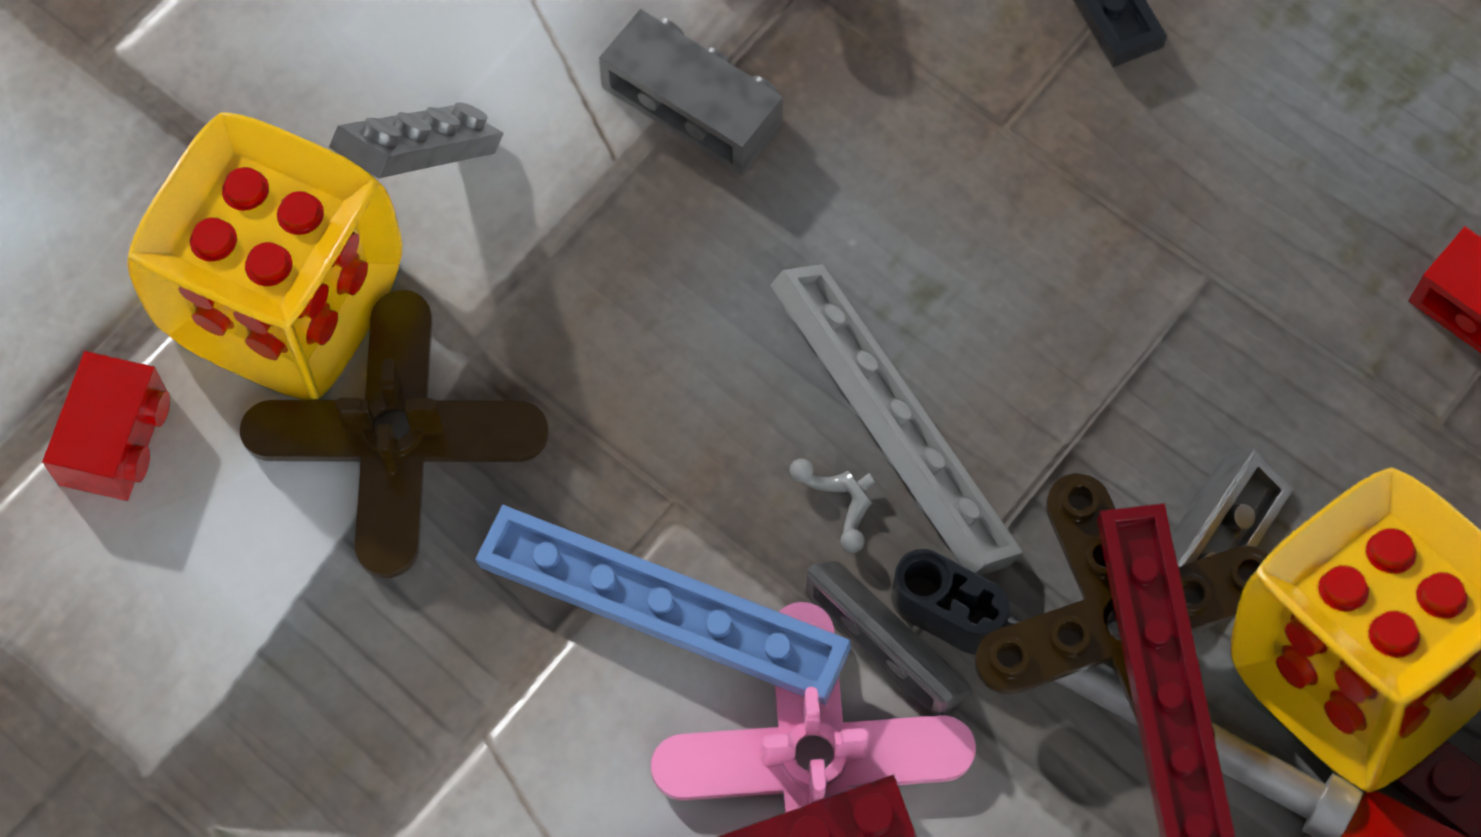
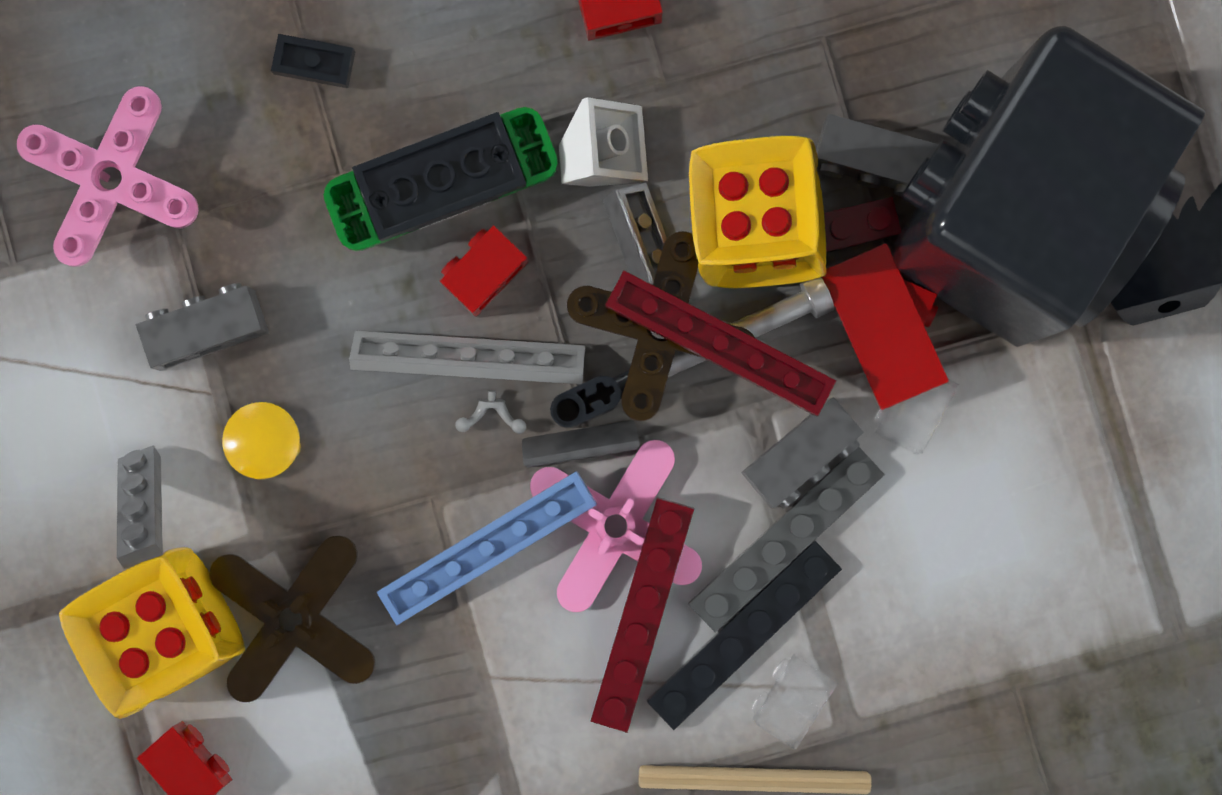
camera: 55 degrees left, 20 degrees up
(600, 248) = (261, 440): none -> yellow dish
(1020, 362) = (483, 270): none -> red brick
(1097, 229) = (440, 177): none -> black piece
(1298, 398) = (604, 145): none -> white slope

